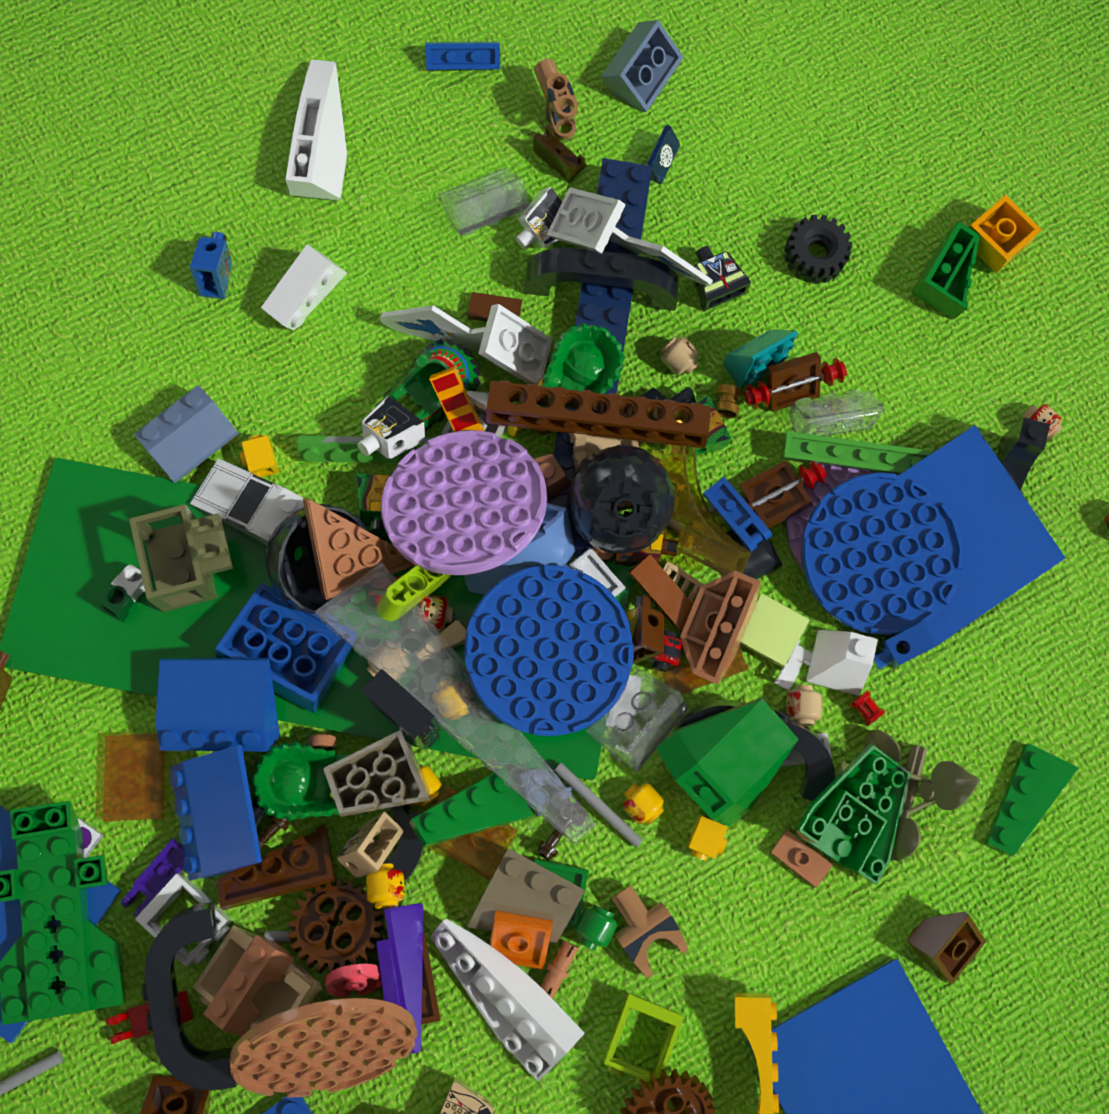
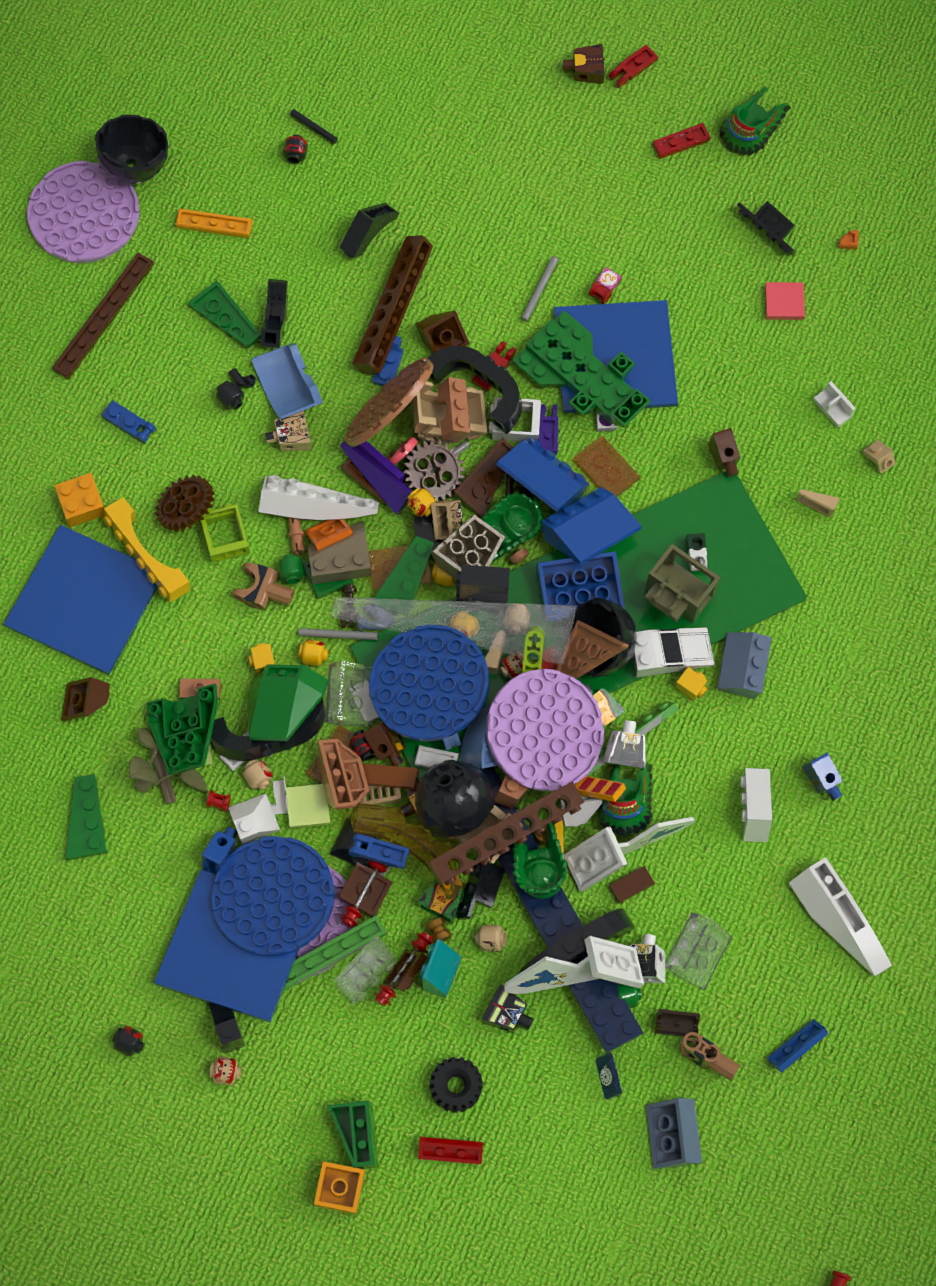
camera: 150 degrees right, 5 degrees down
(865, 197) = (450, 1150): none -> red plate

